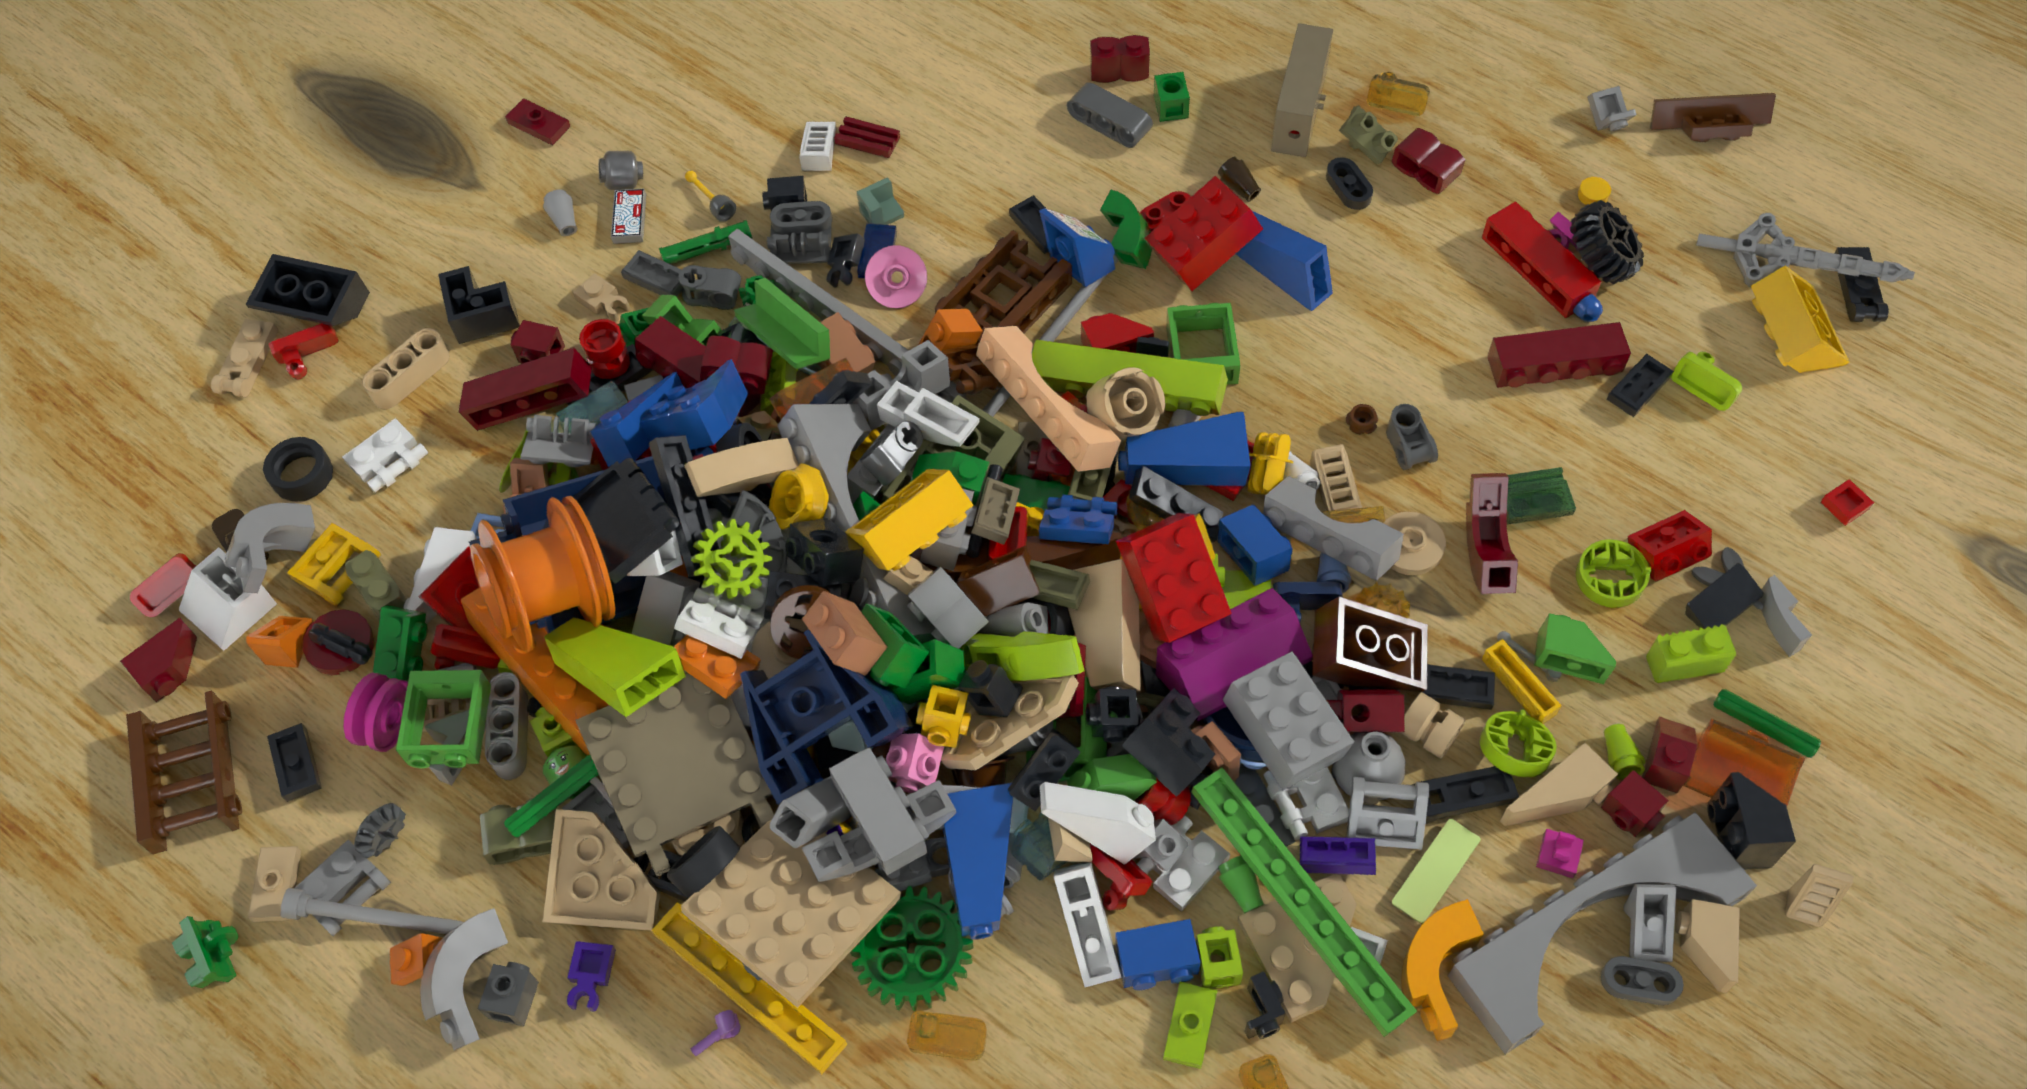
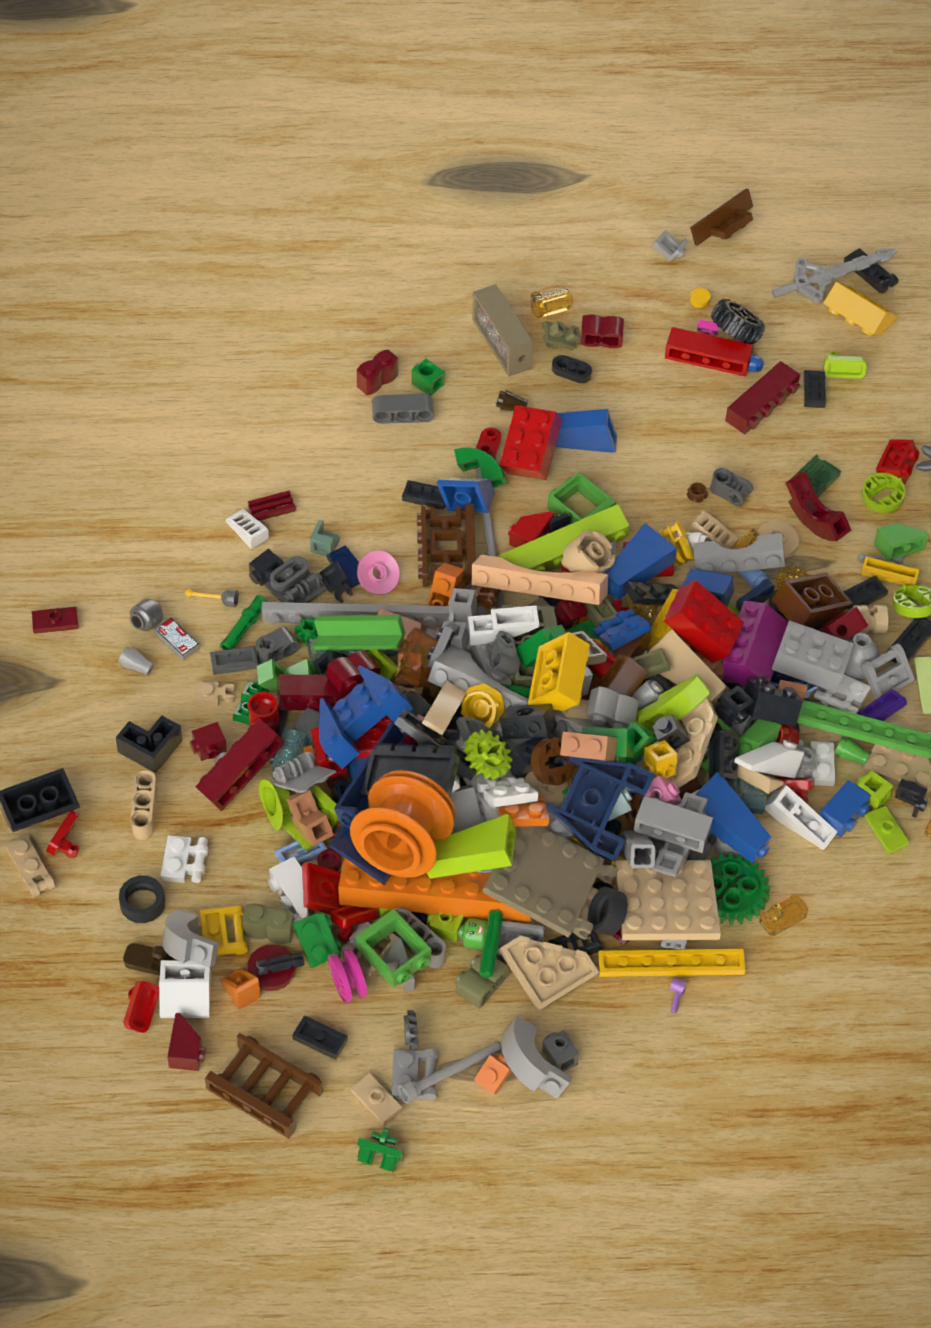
camera: 45 degrees left, 5 degrees down
(588, 968) = (587, 1012): dark purple plate -> none

